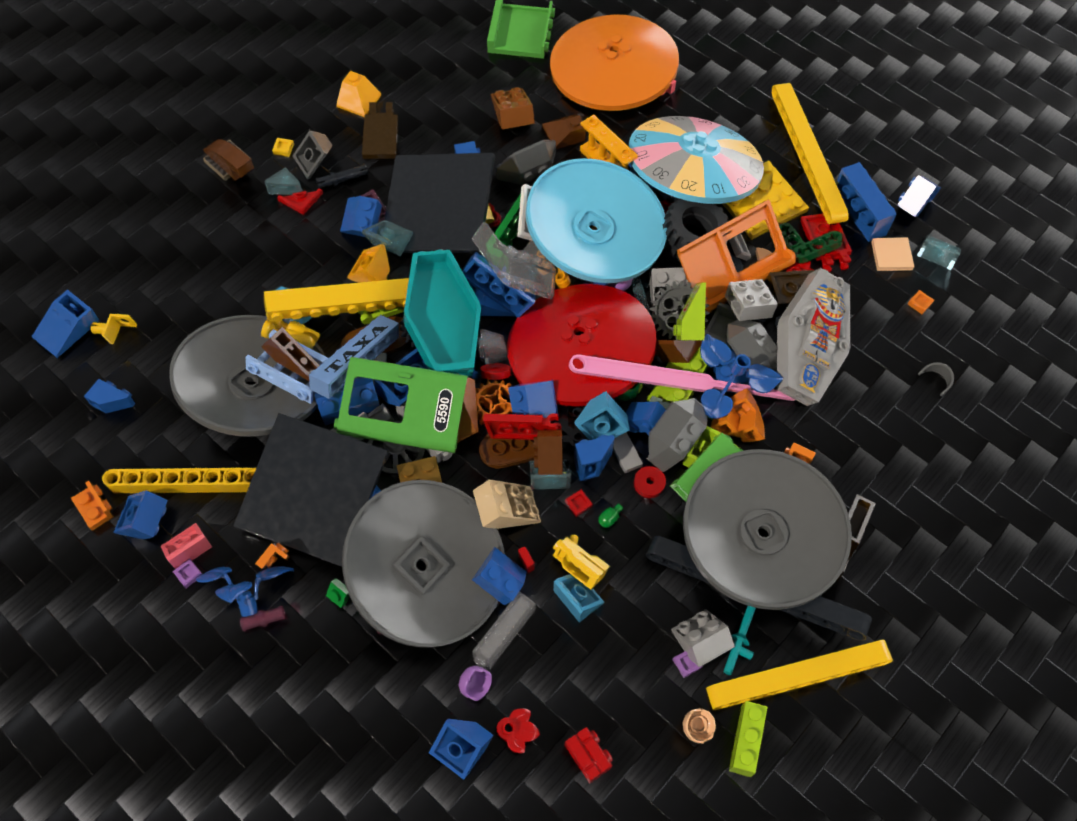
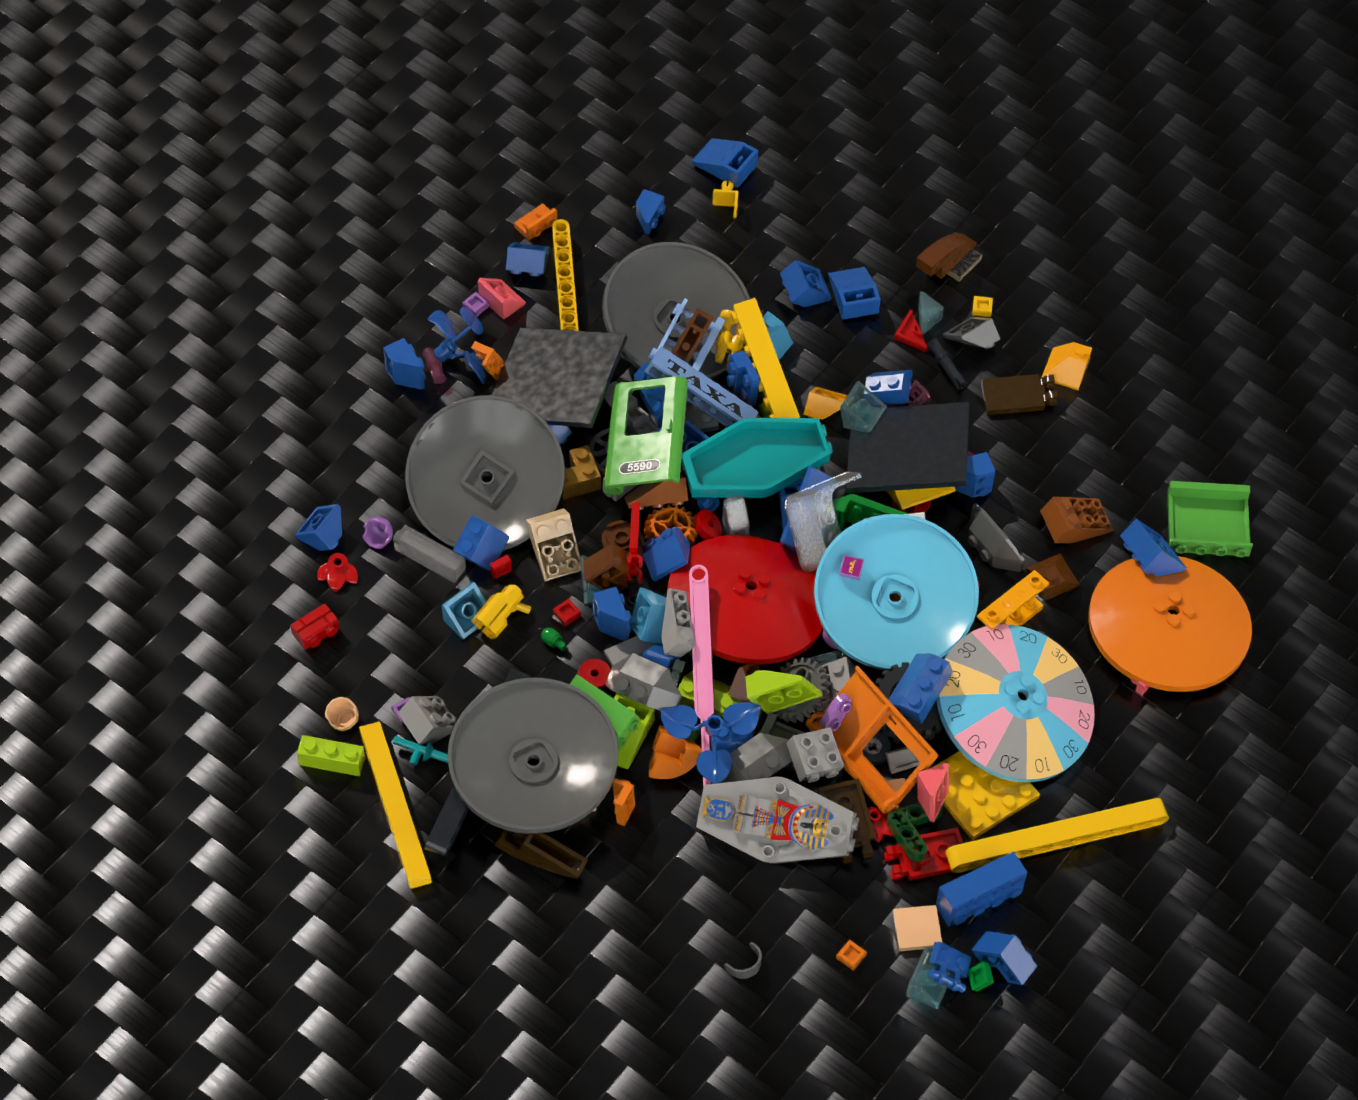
camera: 85 degrees right, 5 degrees down
(232, 273) = (804, 284): none -> blue slope
(249, 234) = (855, 292): none -> blue slope
(263, 645) = (404, 365): none -> blue slope
(338, 322) = (743, 377): none -> blue plate
(553, 59) = (1151, 550): none -> blue slope
(570, 248) = (851, 567): none -> magenta tile
(633, 391) = (677, 625): none -> light grey slope
(698, 206) = (921, 686): none -> blue slope
(713, 286) = (836, 712): none -> medium lavender plate
(789, 217) = (933, 789): none -> coral slope
(928, 229) = (952, 961): none -> blue plate
(934, 215) = (980, 976): none -> green plate

